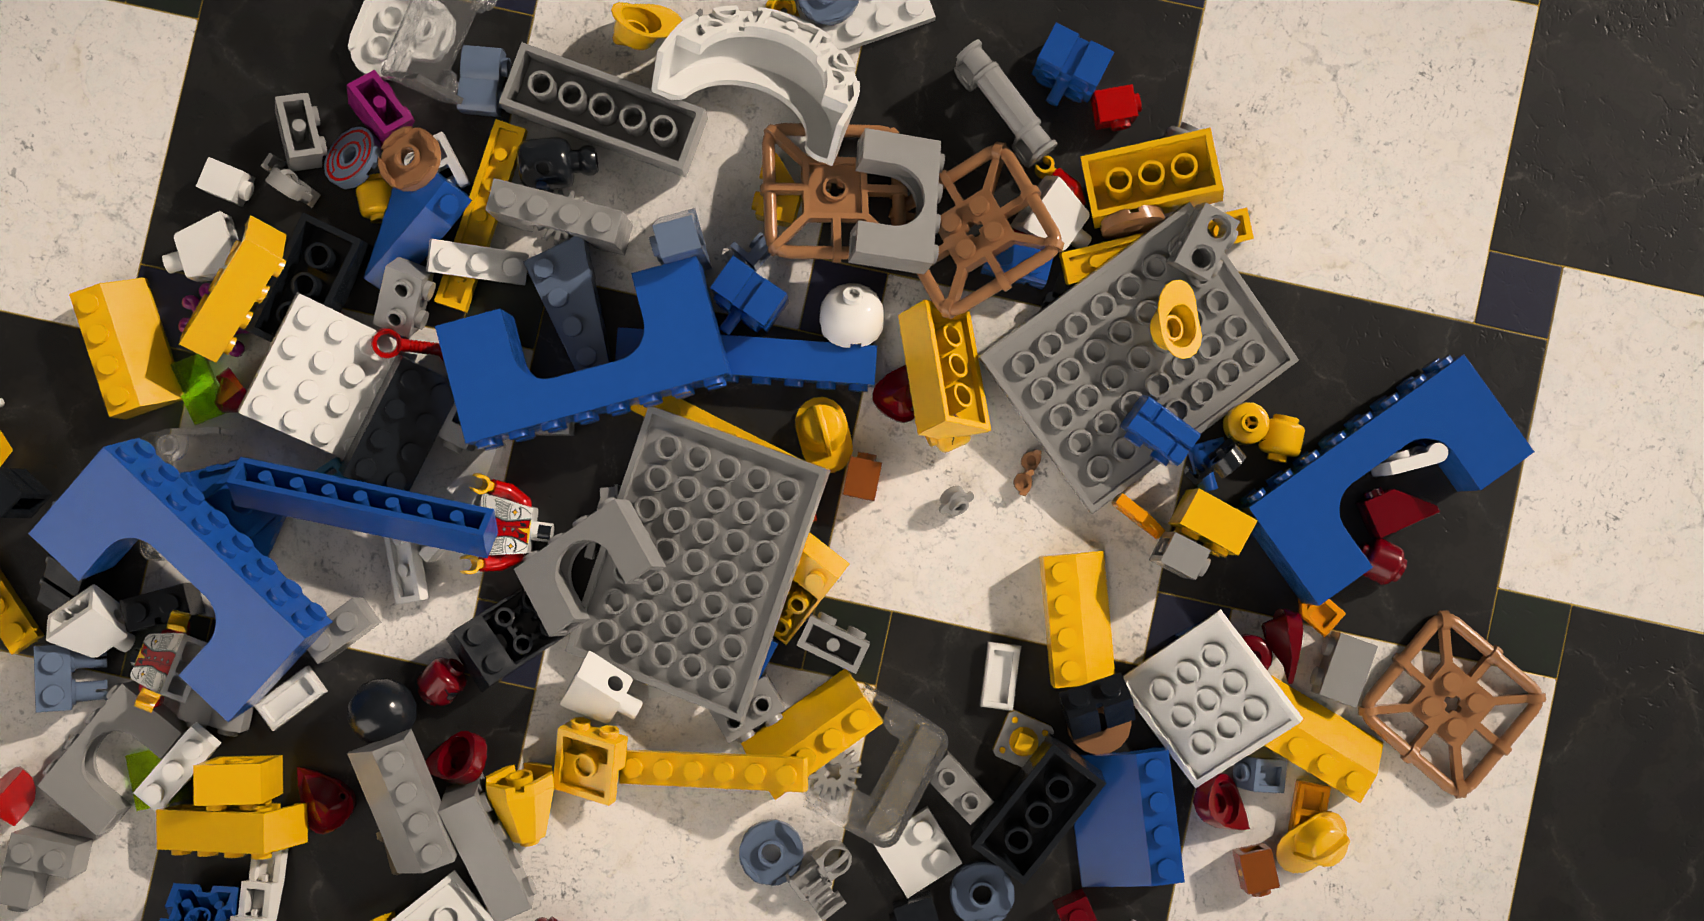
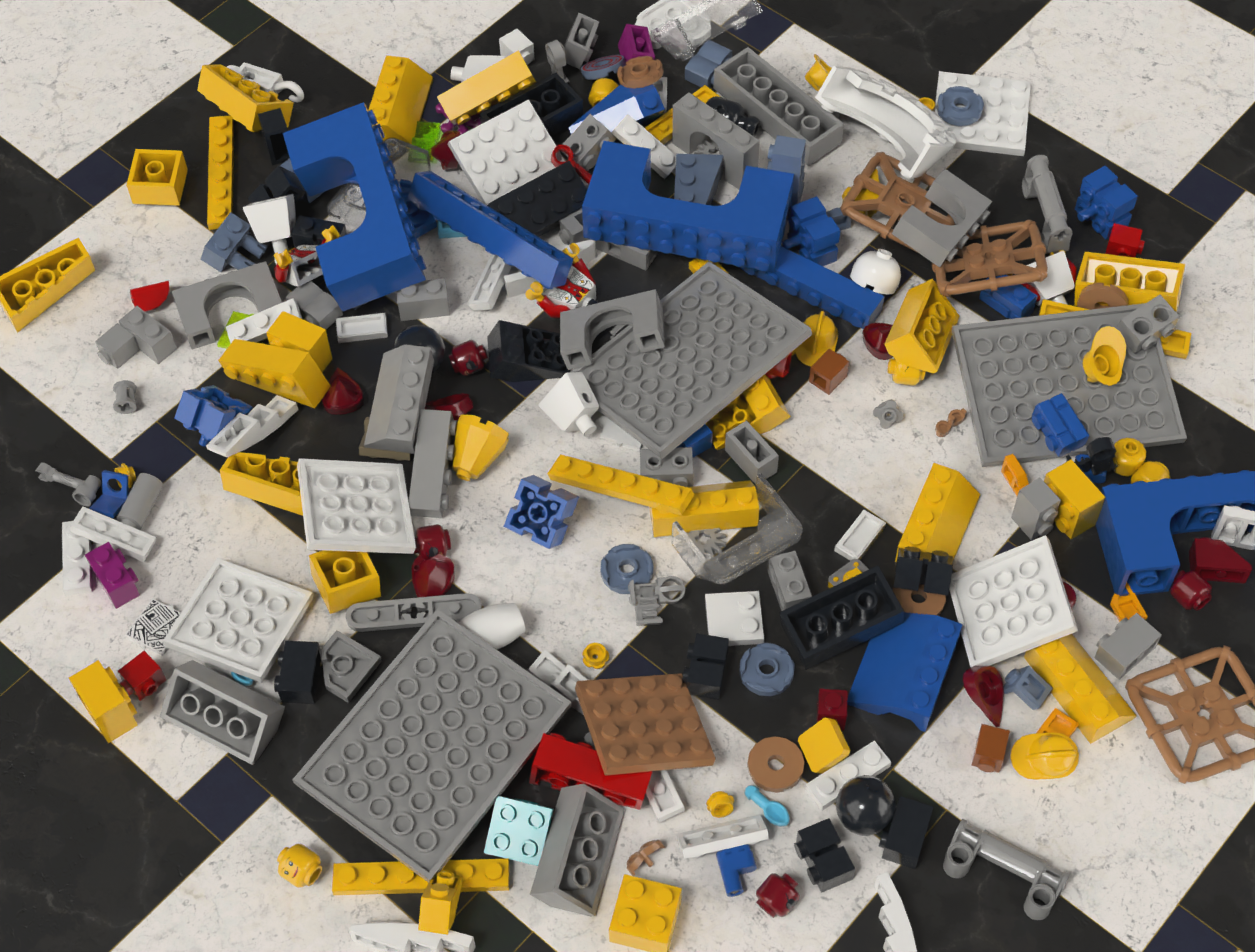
camera: 30 degrees right, 30 degrees down
(589, 760) = (537, 443): yellow plate -> none
(645, 851) = (541, 511): none -> blue brick
(1285, 638) = (1089, 596): dark red piece -> none

